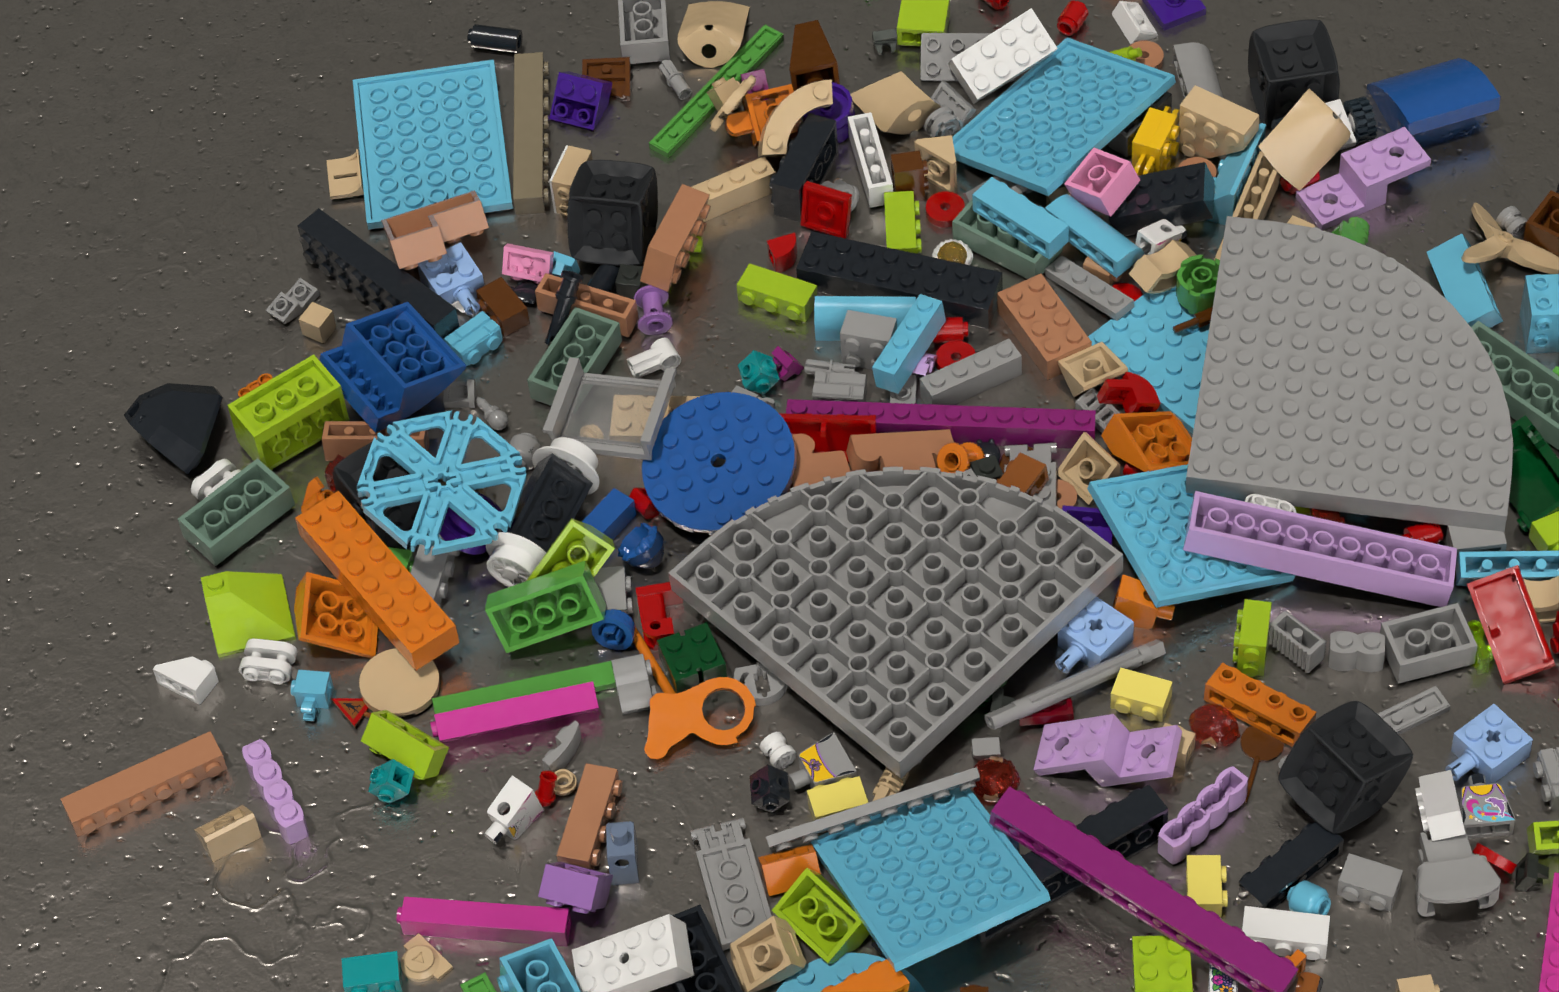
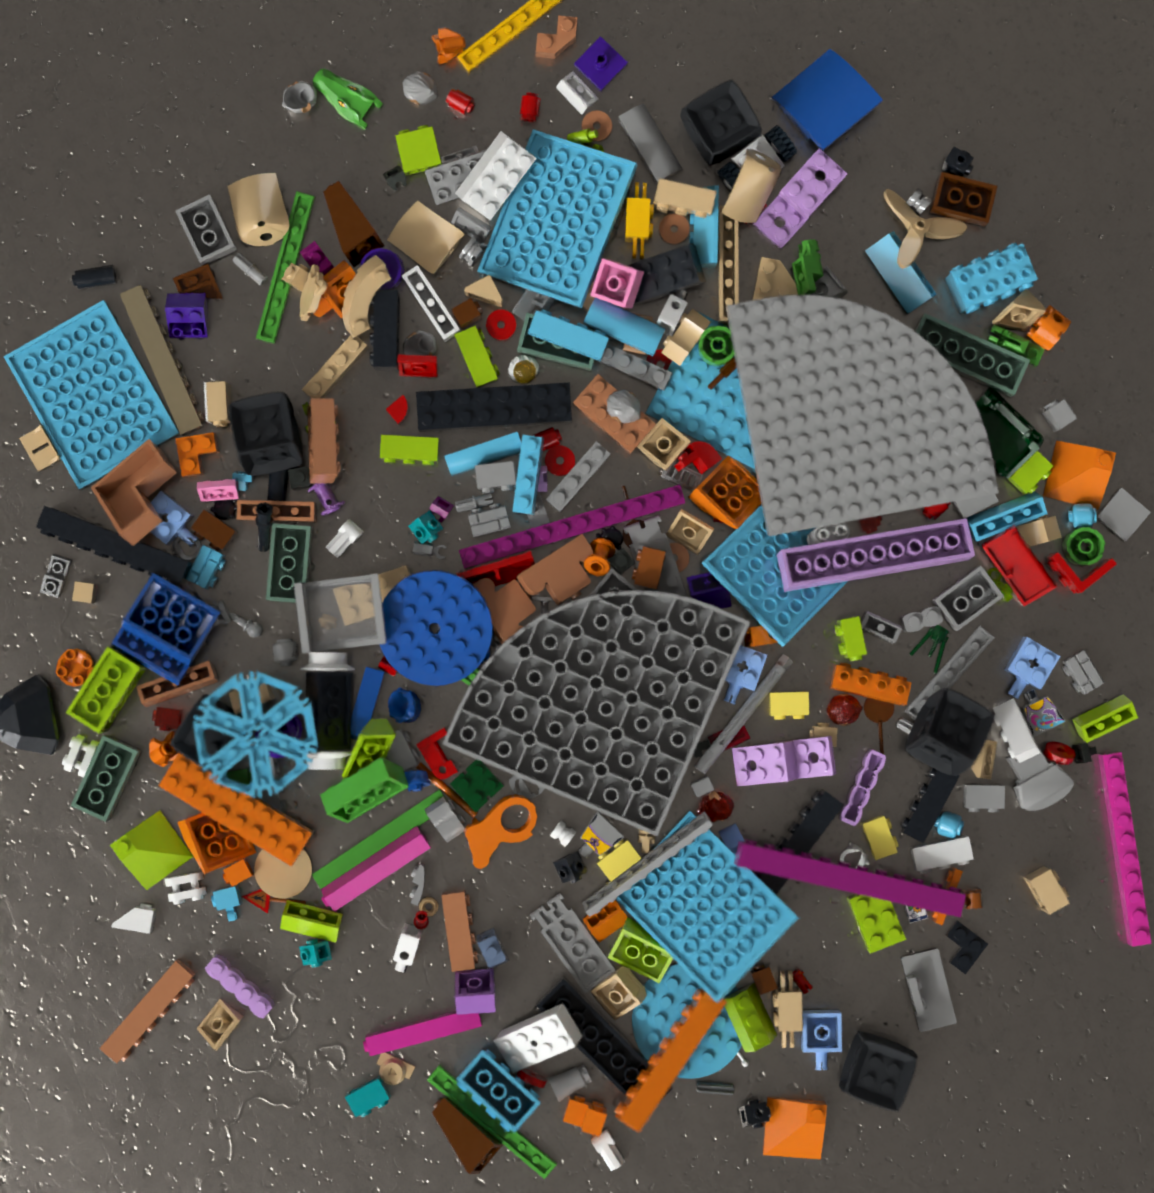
camera: 25 degrees left, 35 degrees up
(342, 664) = (237, 872): none -> orange brick
(523, 221) = (190, 452): none -> orange brick
(1058, 306) = (623, 406): none -> light grey hair
(1372, 679) = (939, 635): none -> dark green plant
(1386, 838) = (984, 764): none -> tan slope

